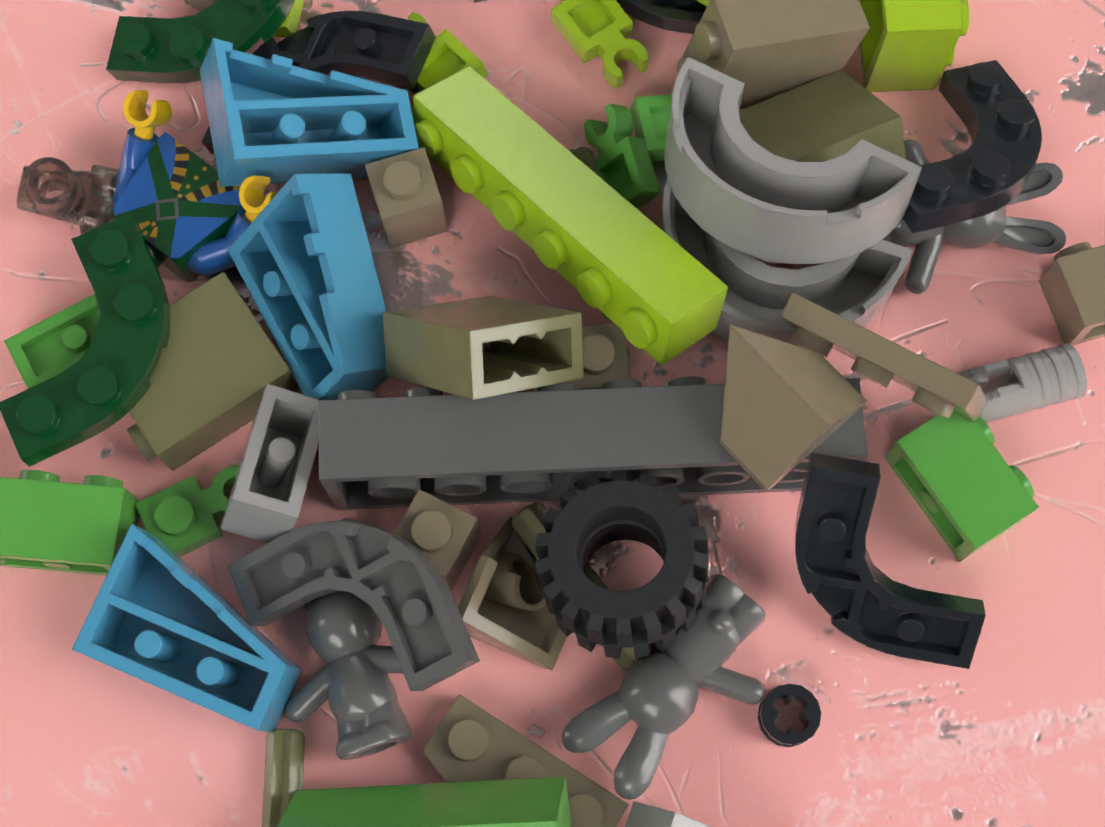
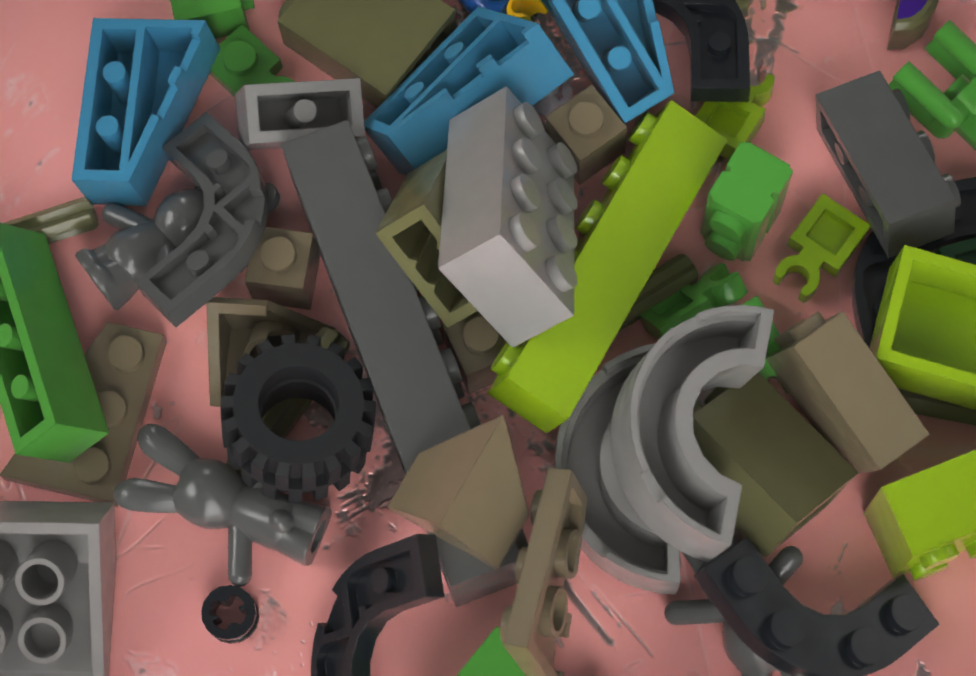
camera: 75 degrees right, 0 degrees up
(495, 268) = (509, 217): none -> light grey brick
(543, 67) = (744, 202): none -> bright green brick

